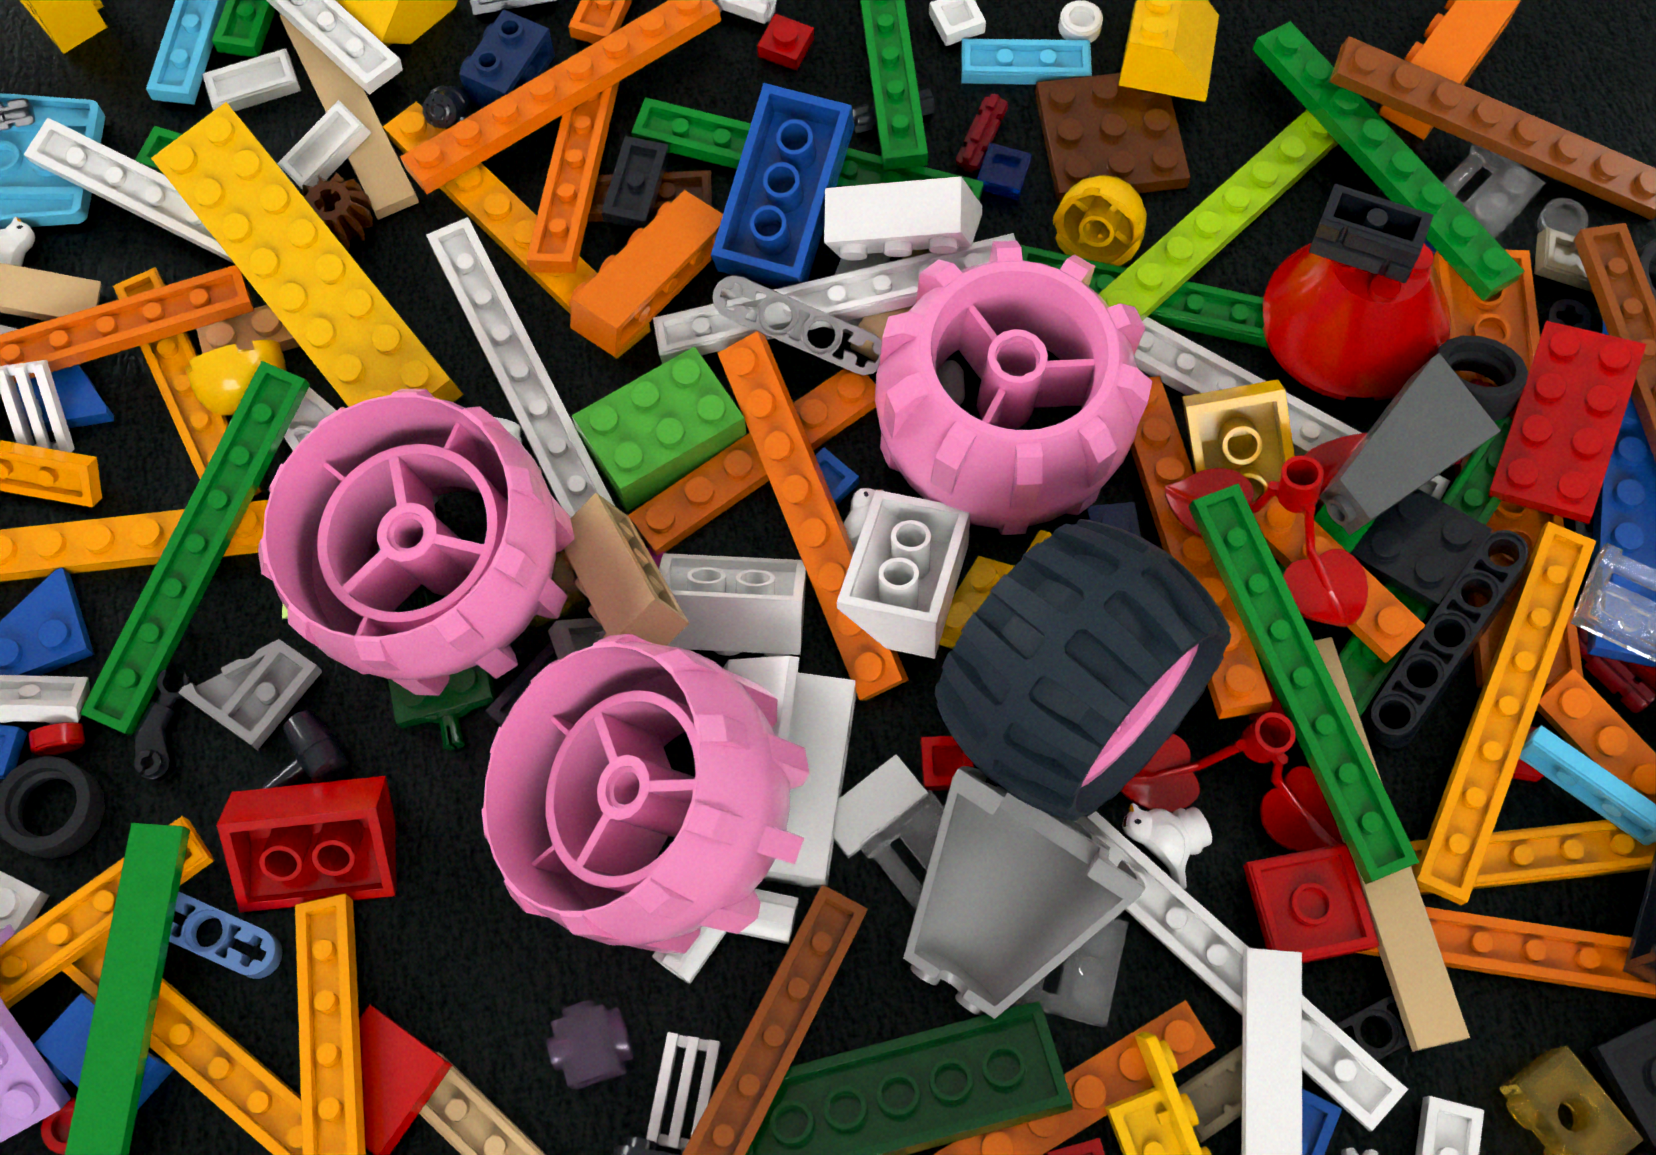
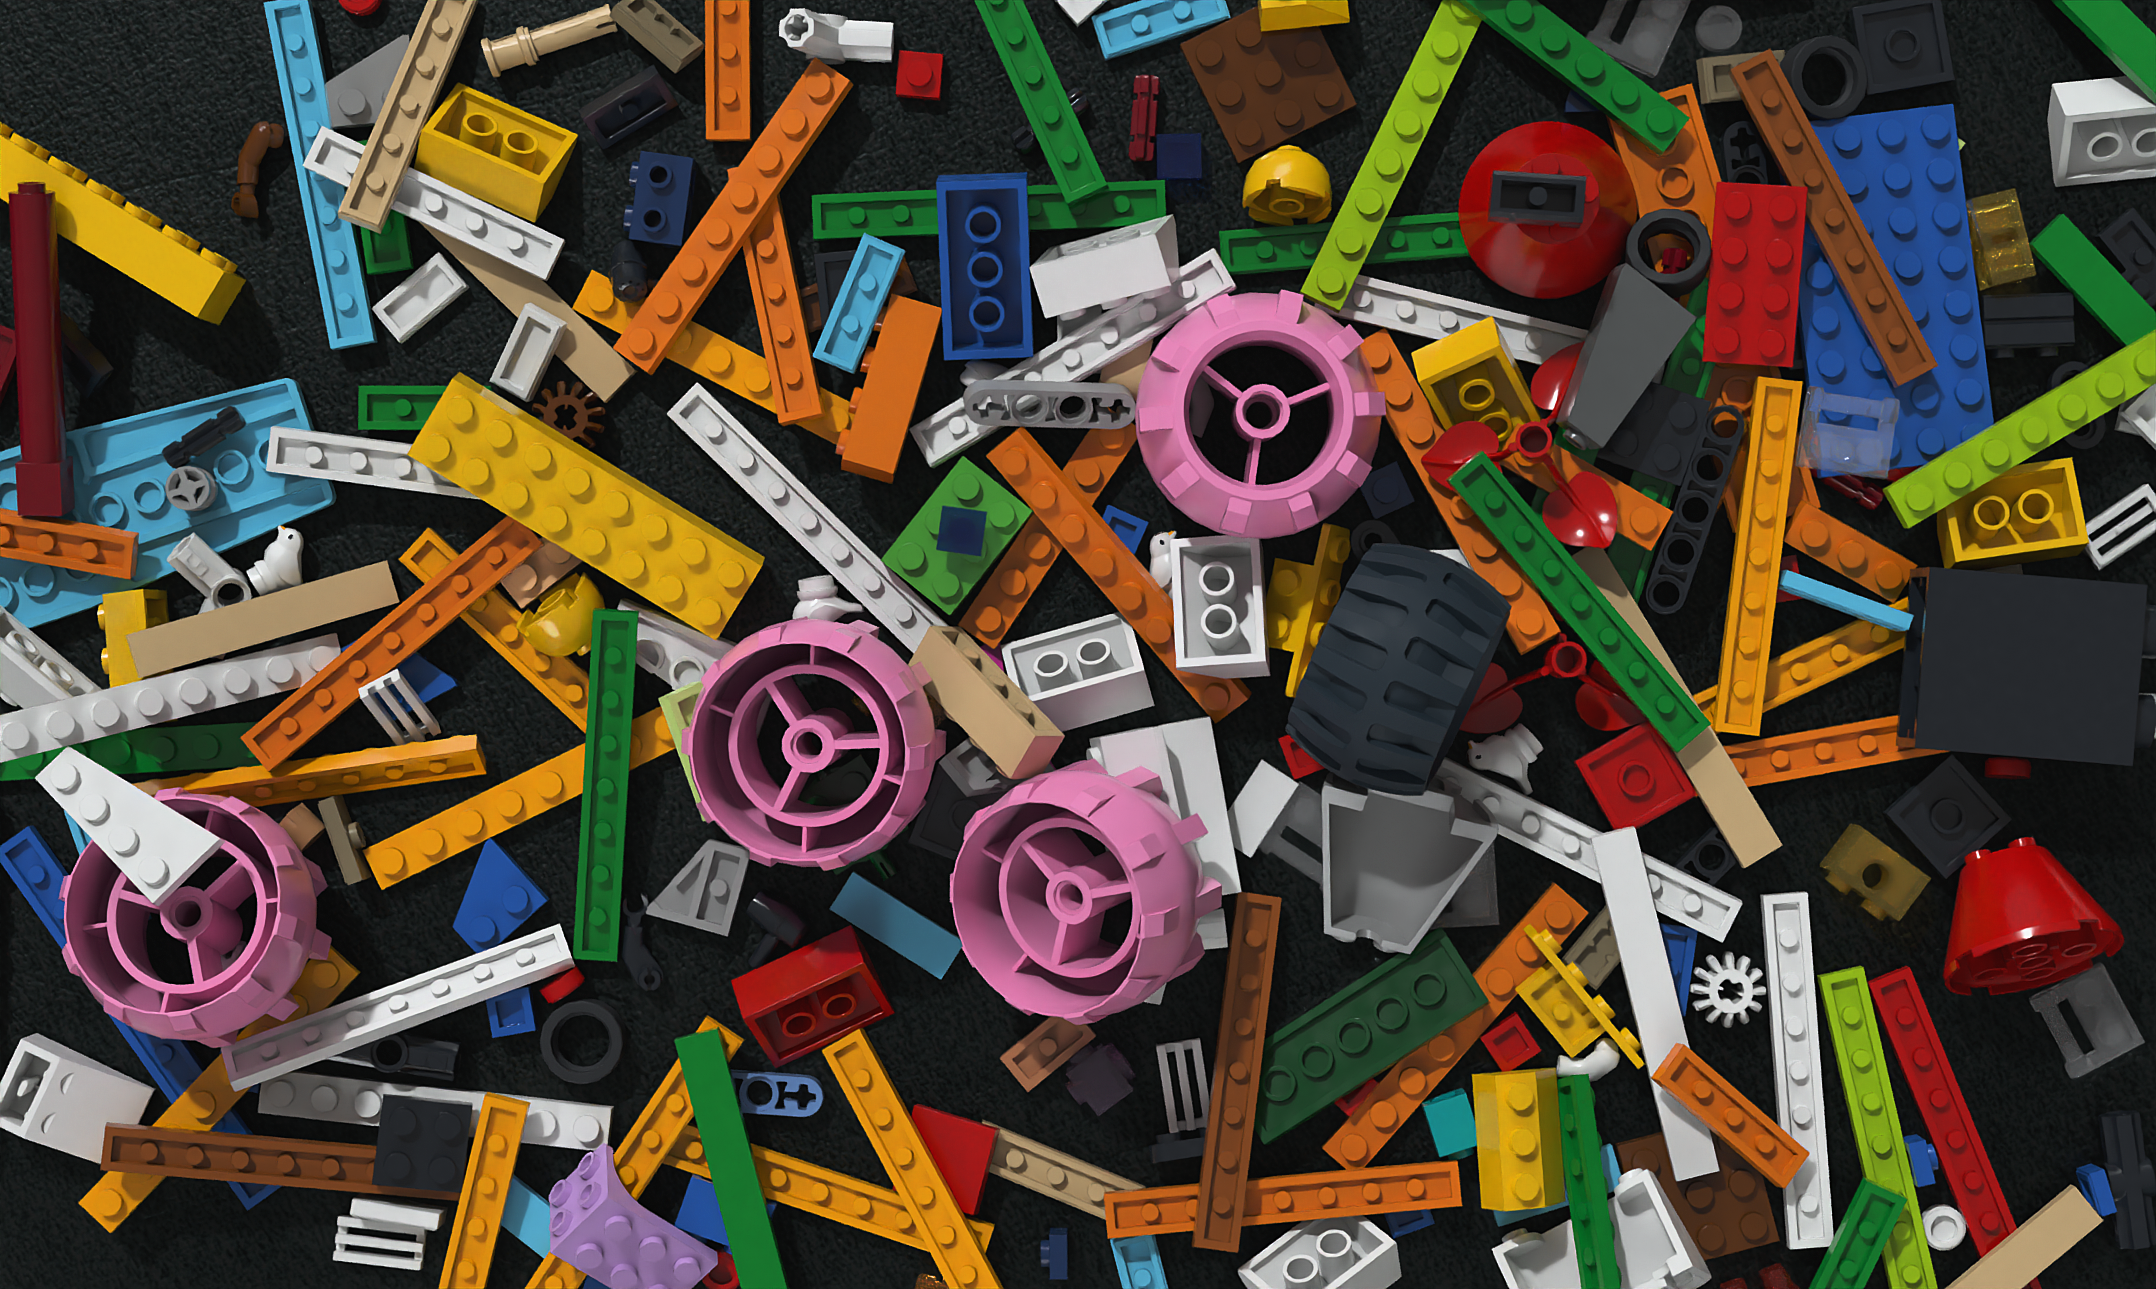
camera: 15 degrees left, 20 degrees up
(436, 799) = (897, 925): none -> medium azure tile
(544, 989) = (1045, 1049): none -> nougat plate
(648, 186) = (859, 303): none -> medium azure tile
(663, 402) = (961, 531): none -> clear blue plate

